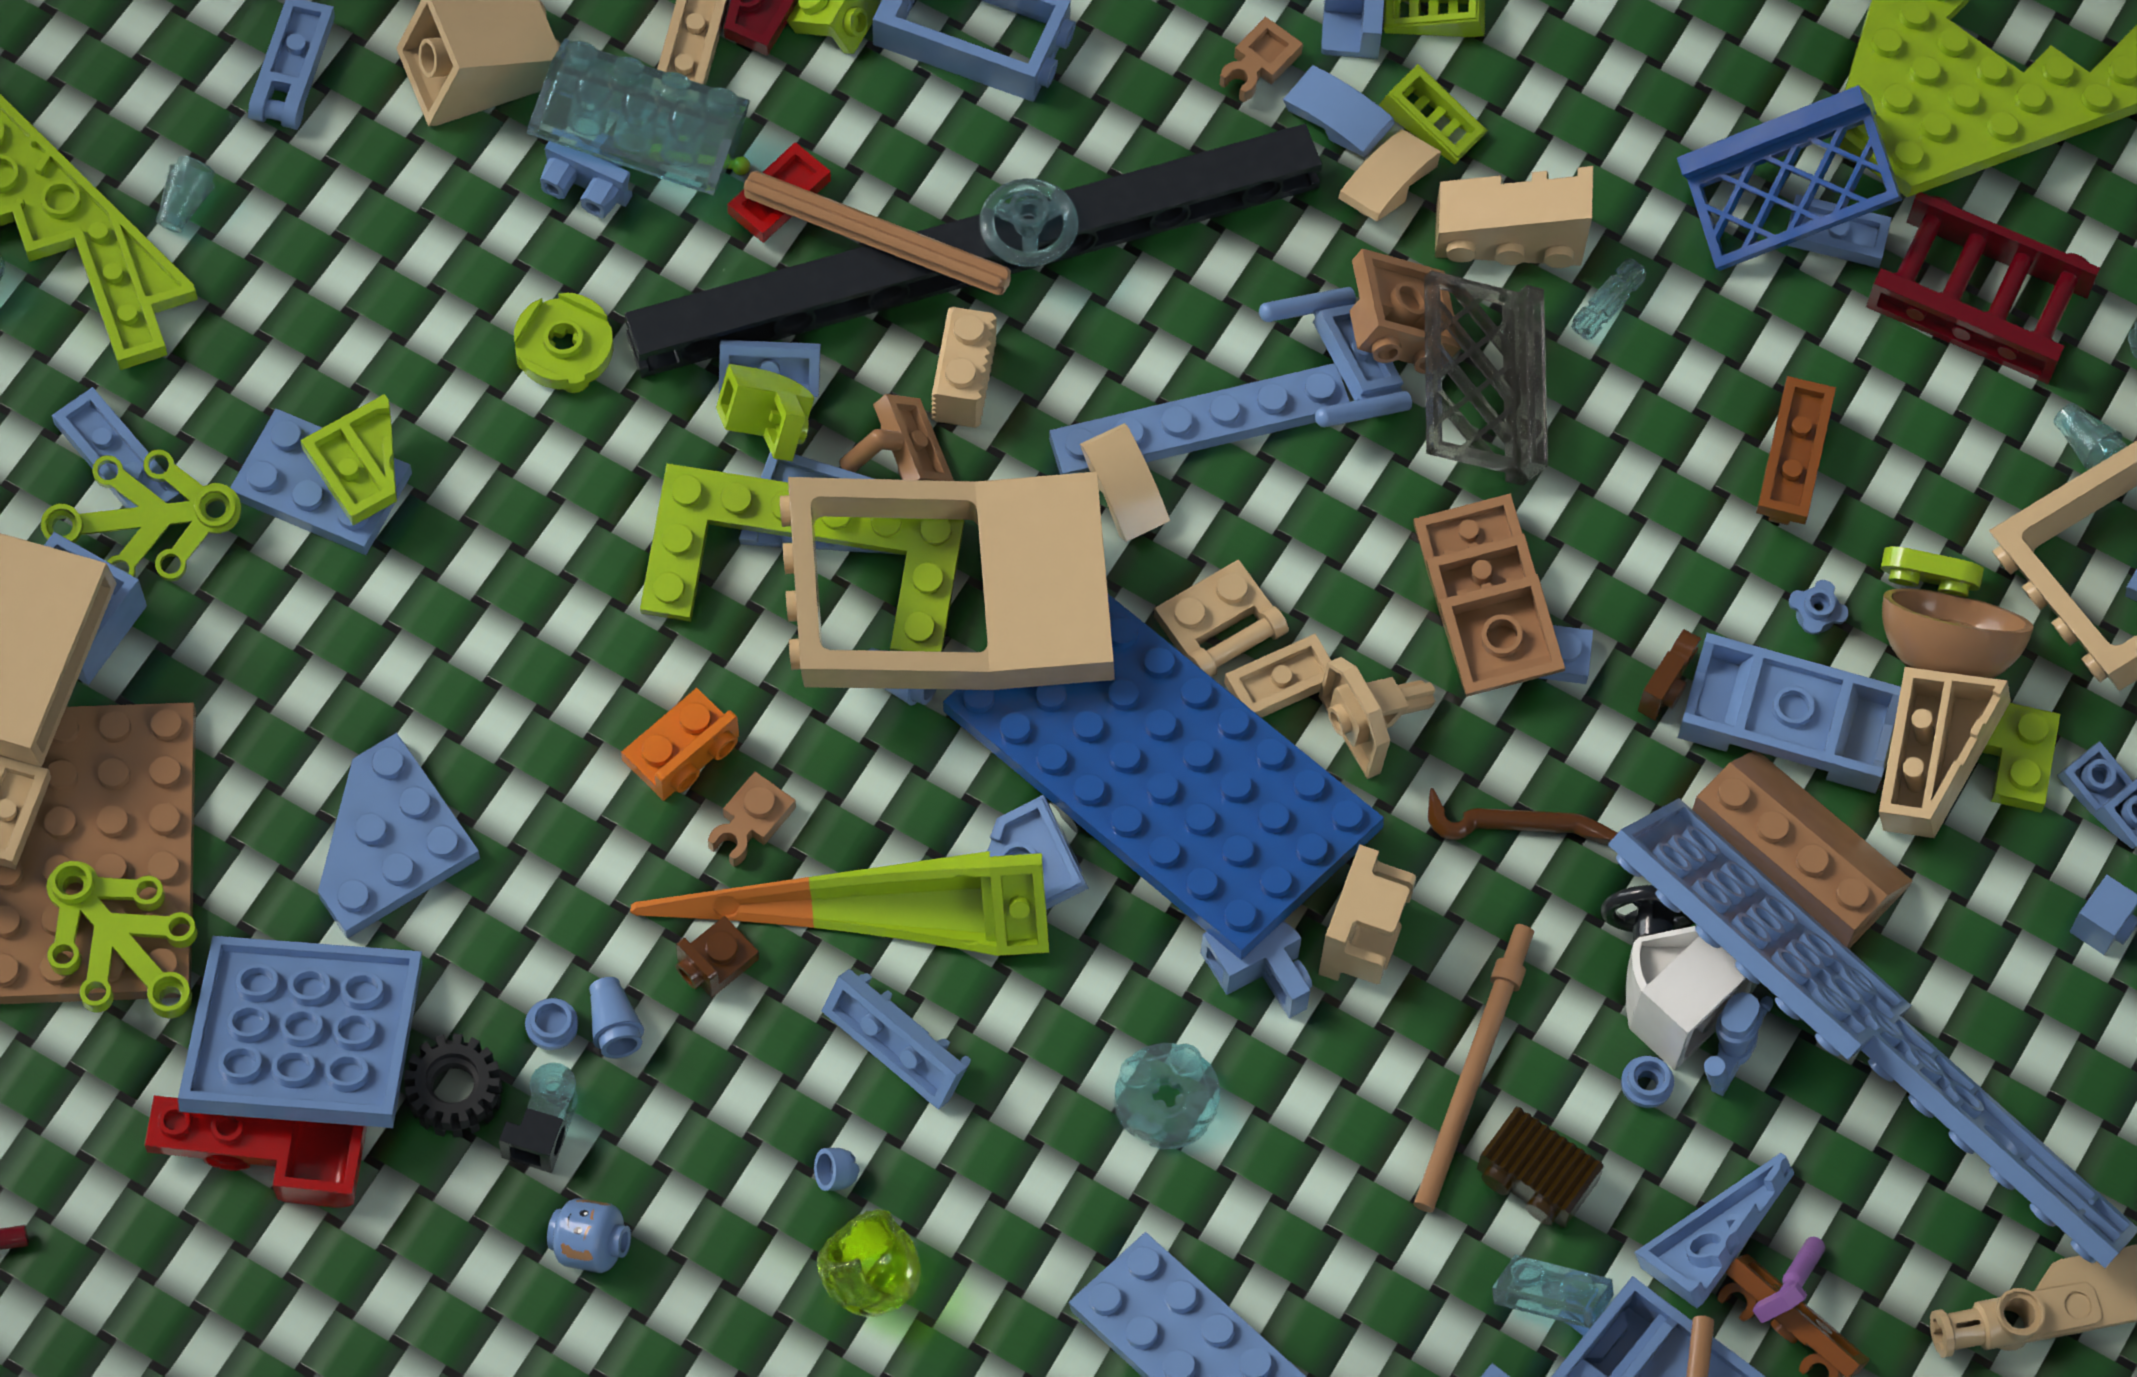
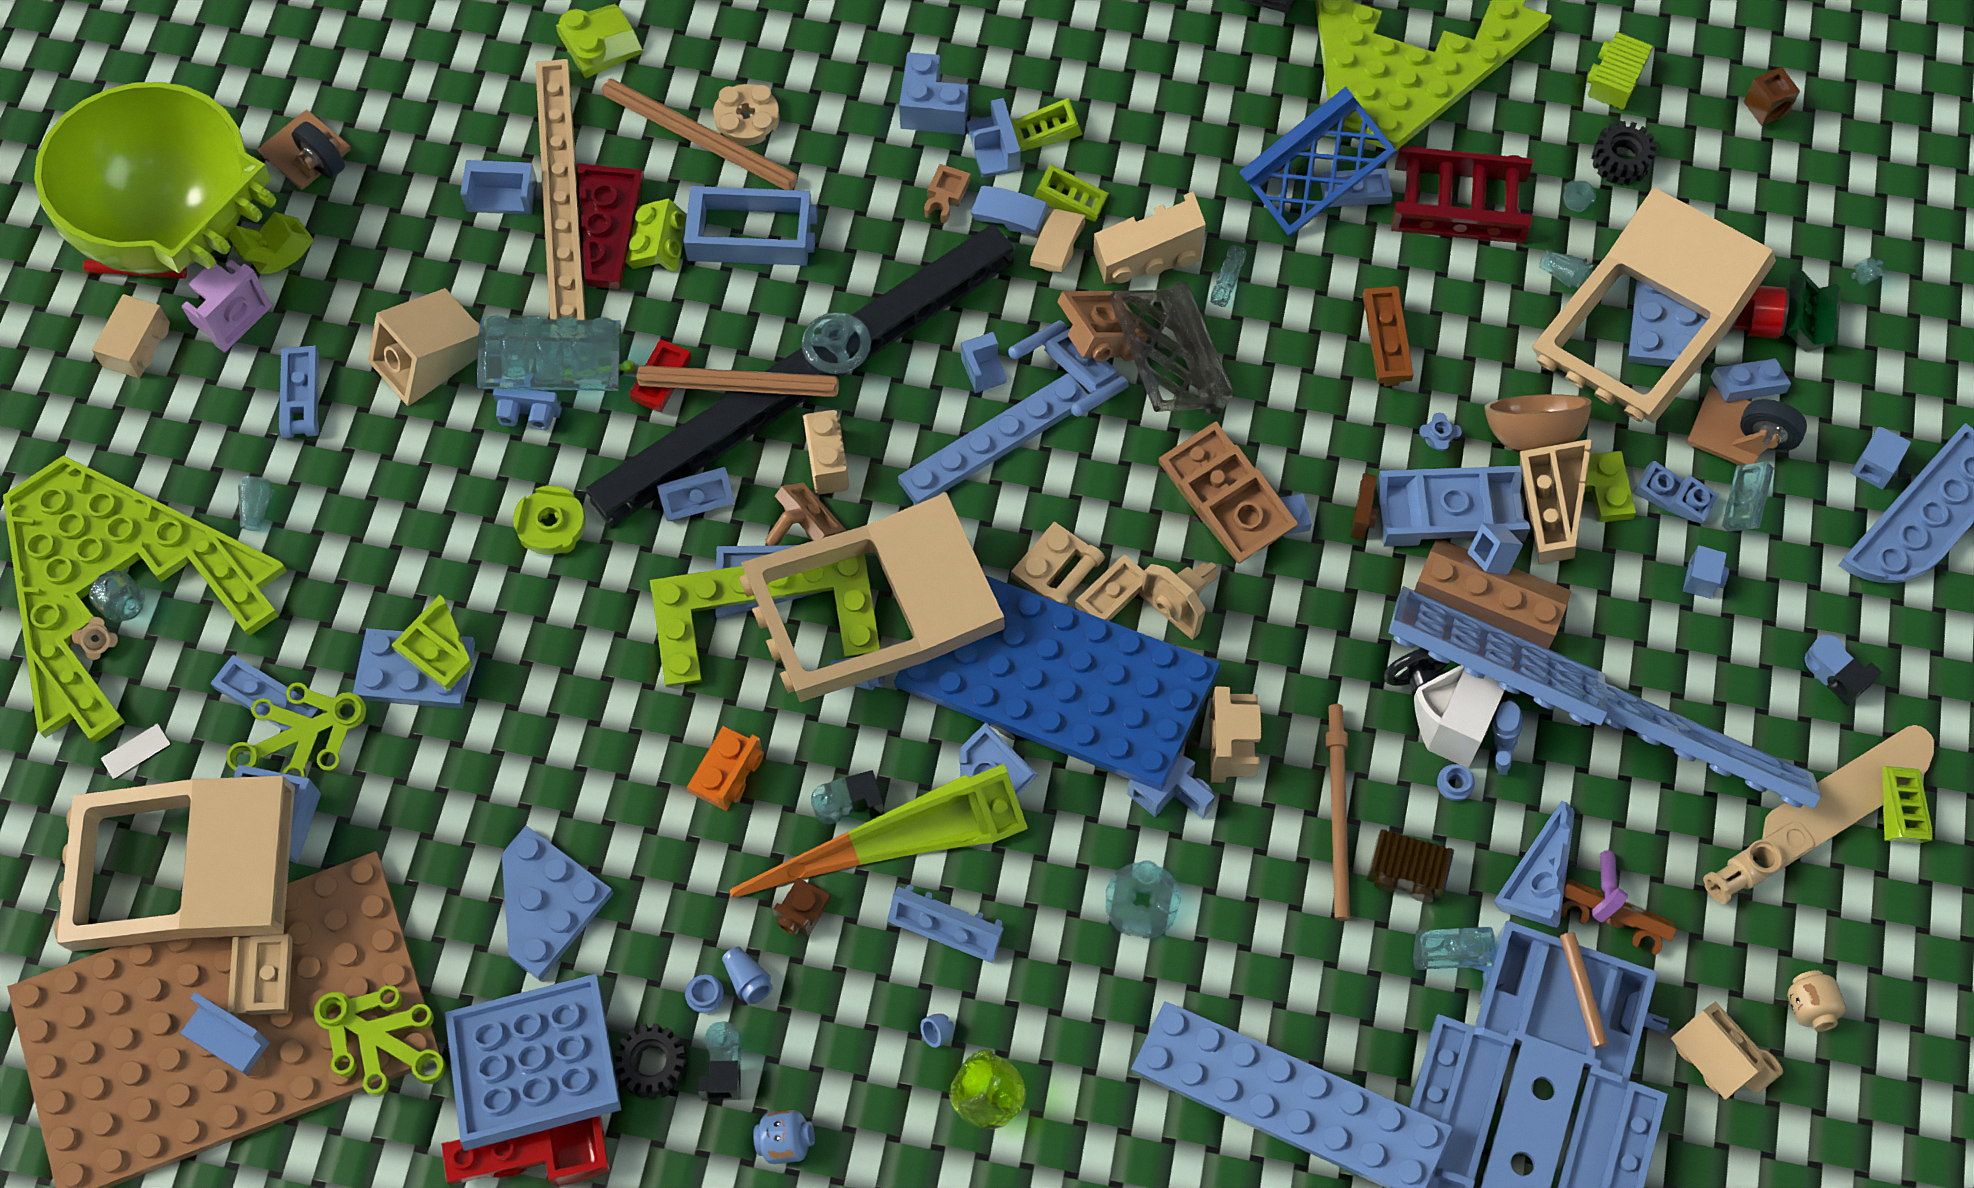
camera: 15 degrees left, 0 degrees up
(753, 812) = (791, 800): medium nougat plate -> none
(765, 406) = (703, 519): lime brick -> none
(826, 833) = (847, 796): none -> leg
(1125, 482) = (967, 497): tan slope -> none
(1223, 312) = (982, 362): none -> medium blue panel
(1515, 820) = (1305, 634): reddish brown piece -> none
(1821, 787) = (1495, 548): none -> medium blue plate
(1910, 566) = (1490, 385): lime plate -> none

